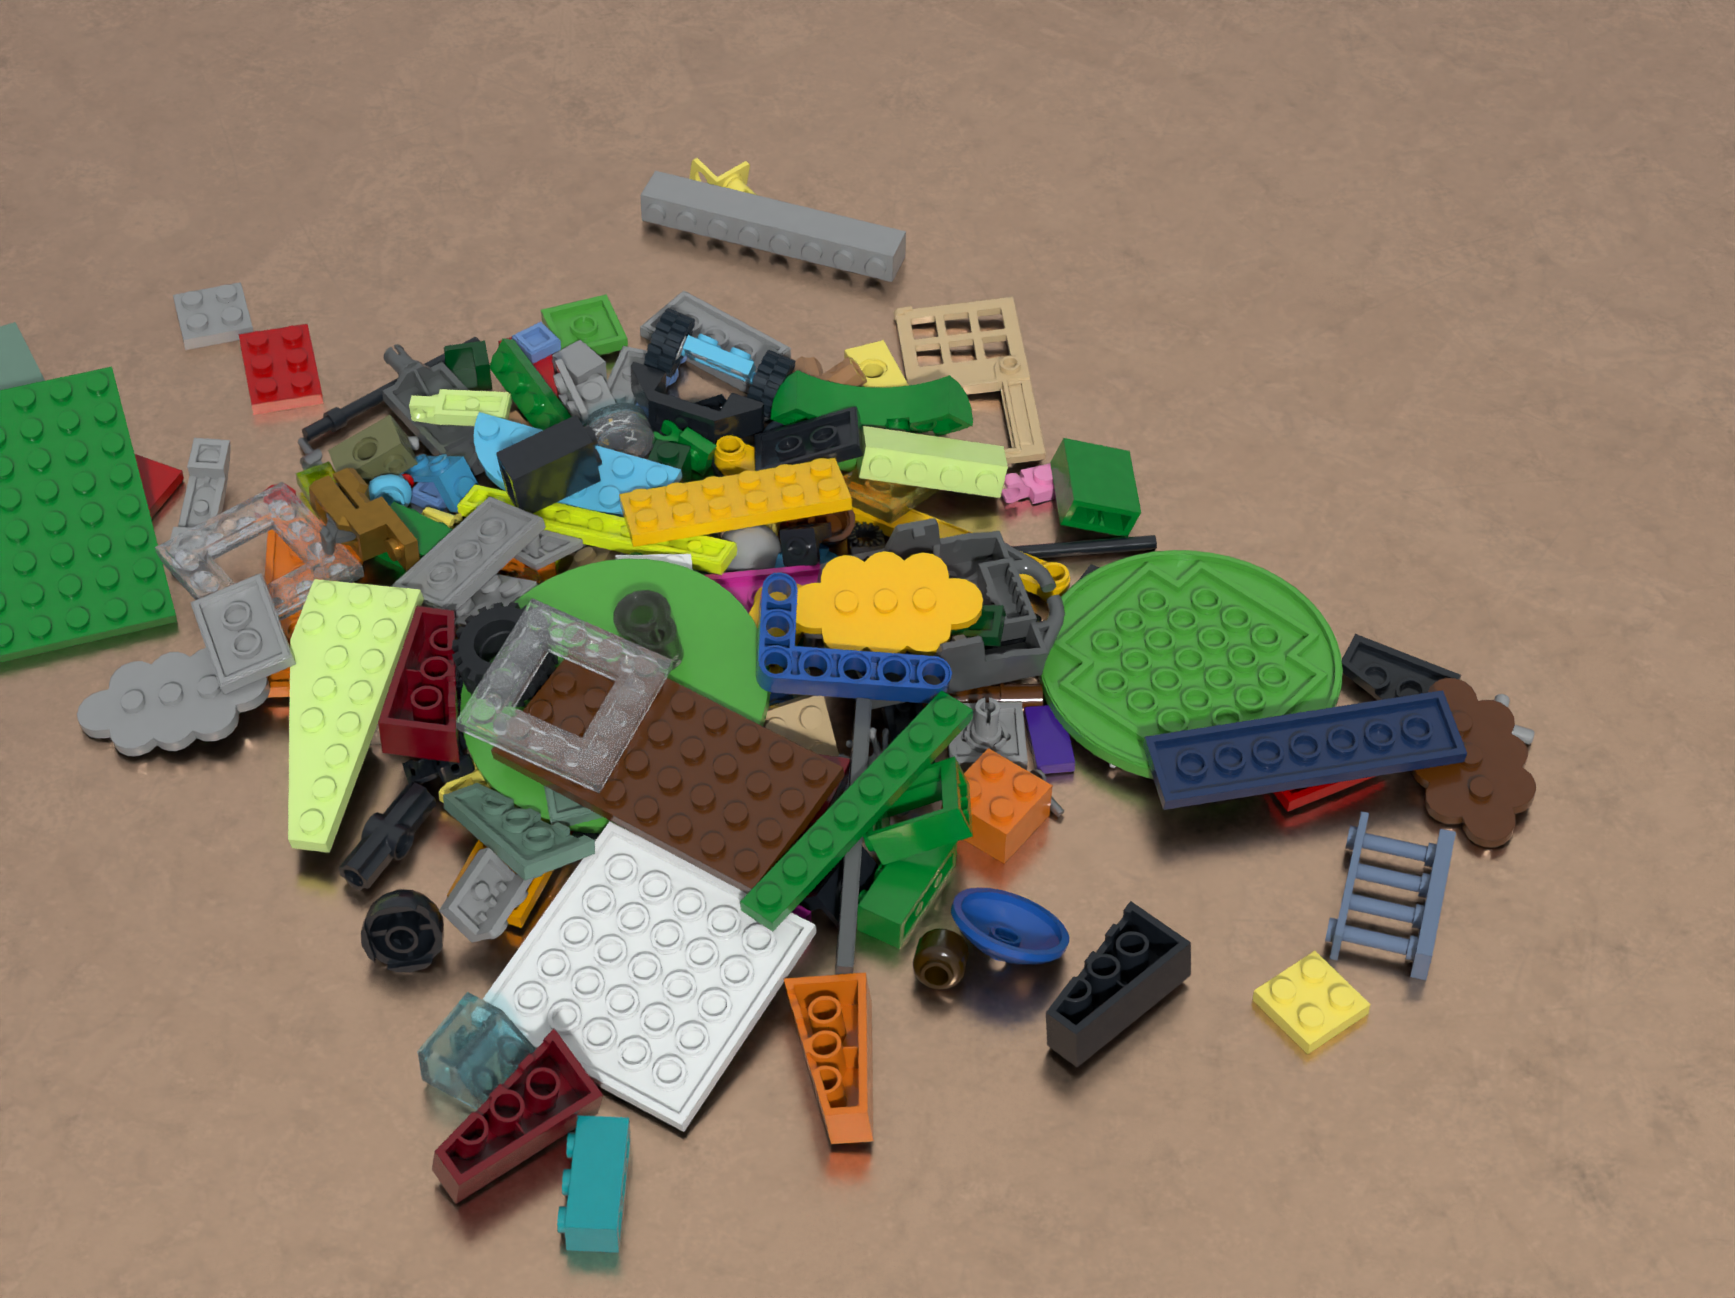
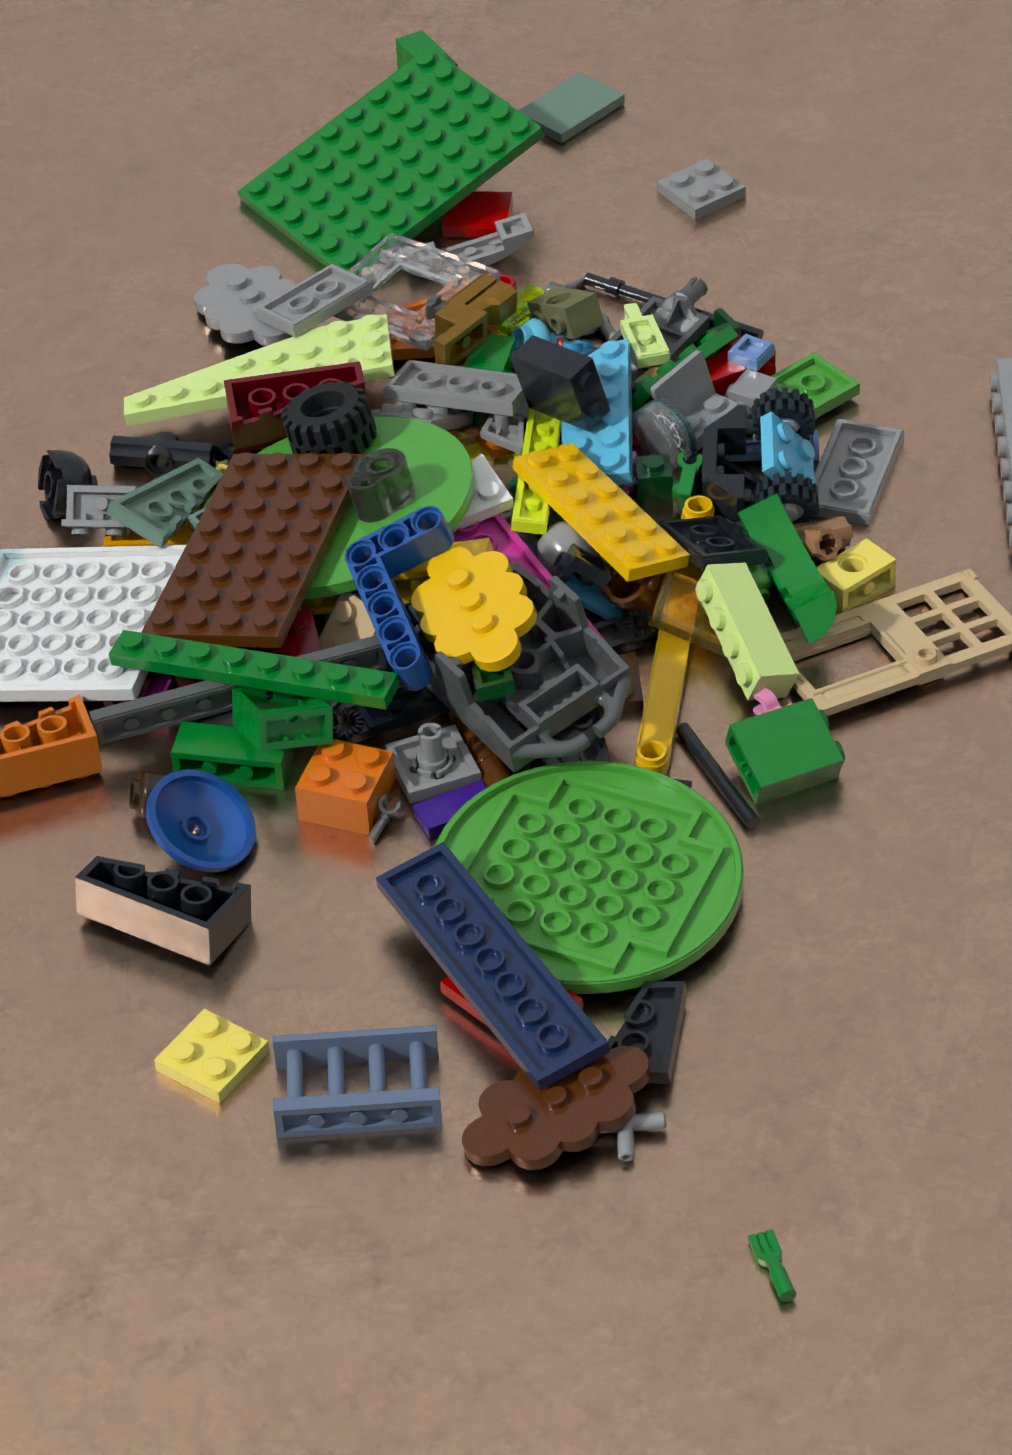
camera: 75 degrees right, 5 degrees down
(280, 369) = (660, 243): red plate -> none
(585, 760) = (228, 491): clear plate -> none
(1665, 678) = (769, 1254): none -> green piece

